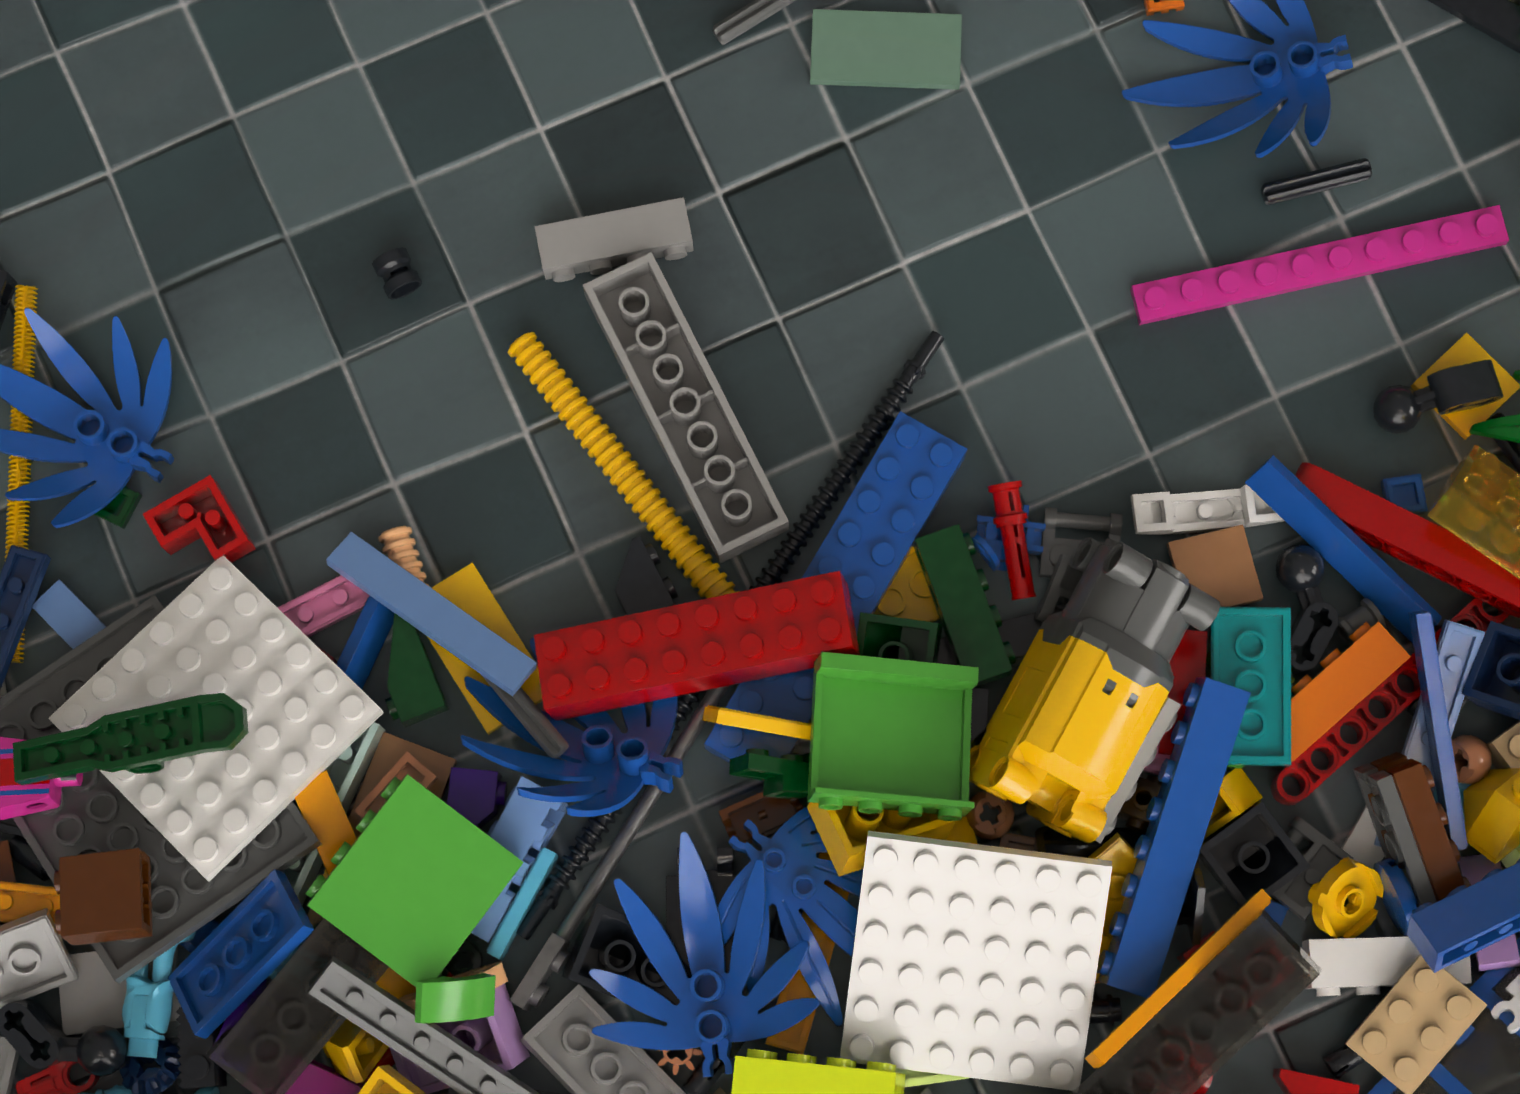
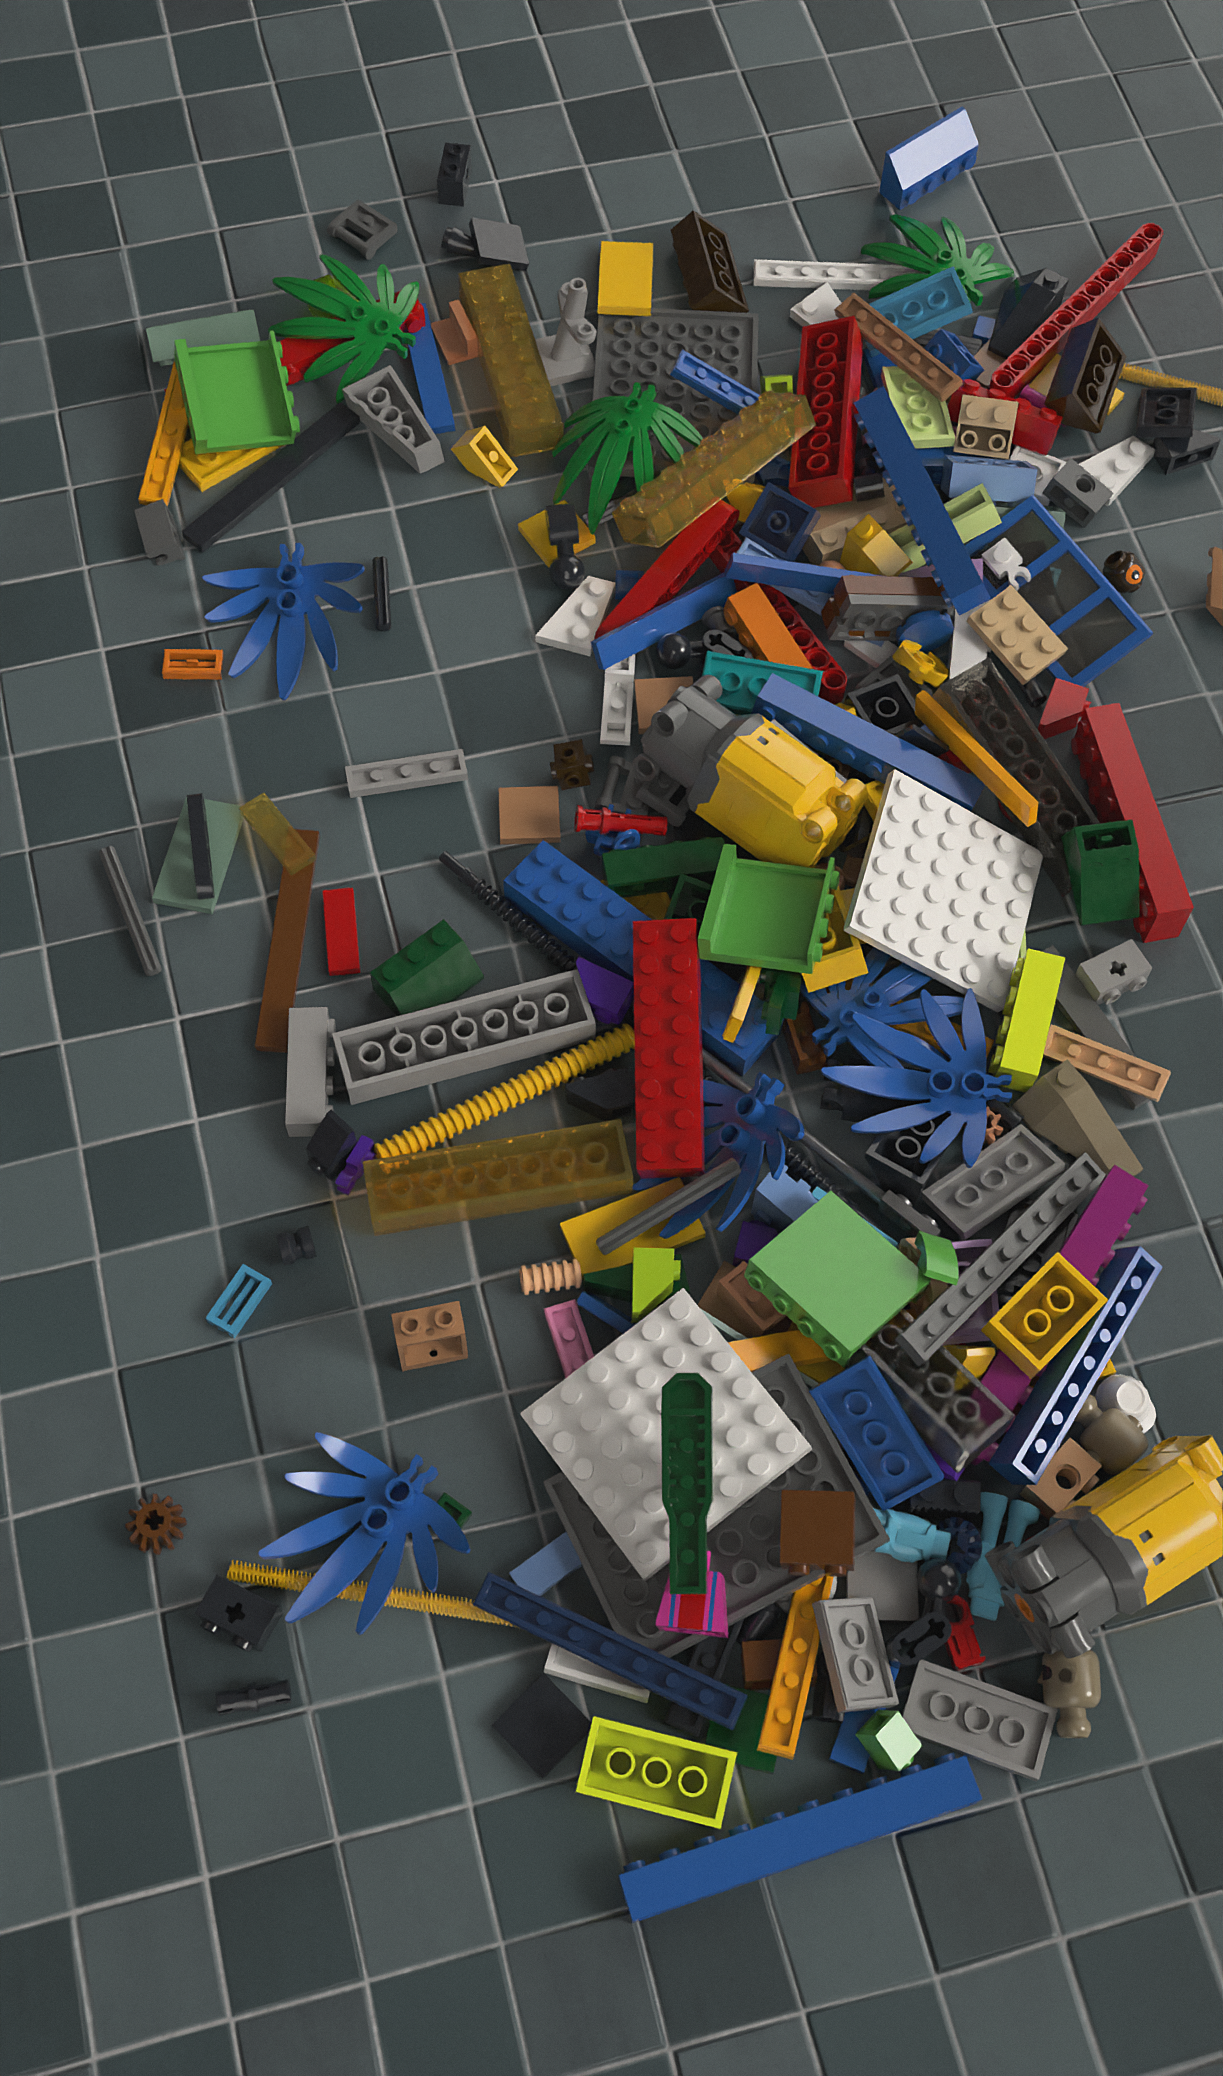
camera: 85 degrees left, 15 degrees down
(48, 196) = (169, 1529): none -> reddish brown gear
(197, 514) = (480, 1427): red brick -> none
(299, 439) = (428, 1330): none -> medium nougat window
(356, 238) = (234, 1329): none -> dark azure tile
(400, 673) = (652, 1279): none -> lime slope
(431, 613) = (602, 1250): medium blue tile -> none
(510, 480) = (497, 1177): none -> clear yellow brick
(511, 320) = (354, 1169): none -> dark purple plate
(517, 286) = (330, 1146): none -> black slope
(764, 348) = (427, 972): none -> dark green slope
(768, 556) = (606, 992): none -> dark purple slope
(795, 177) = (286, 952): none -> reddish brown tile
(811, 237) = (341, 931): none -> red tile
(885, 46) = (200, 846): none -> black beam
(925, 132) = (277, 833): none -> clear yellow tile
(1019, 429) = (529, 815): none -> medium nougat tile
(1047, 267) = (406, 773): none -> light grey plate
(1094, 467) = (571, 764): none -> dark brown brick
(1319, 264) = (445, 608): dark pink plate -> none
(1337, 440) = (579, 617): none -> white wing

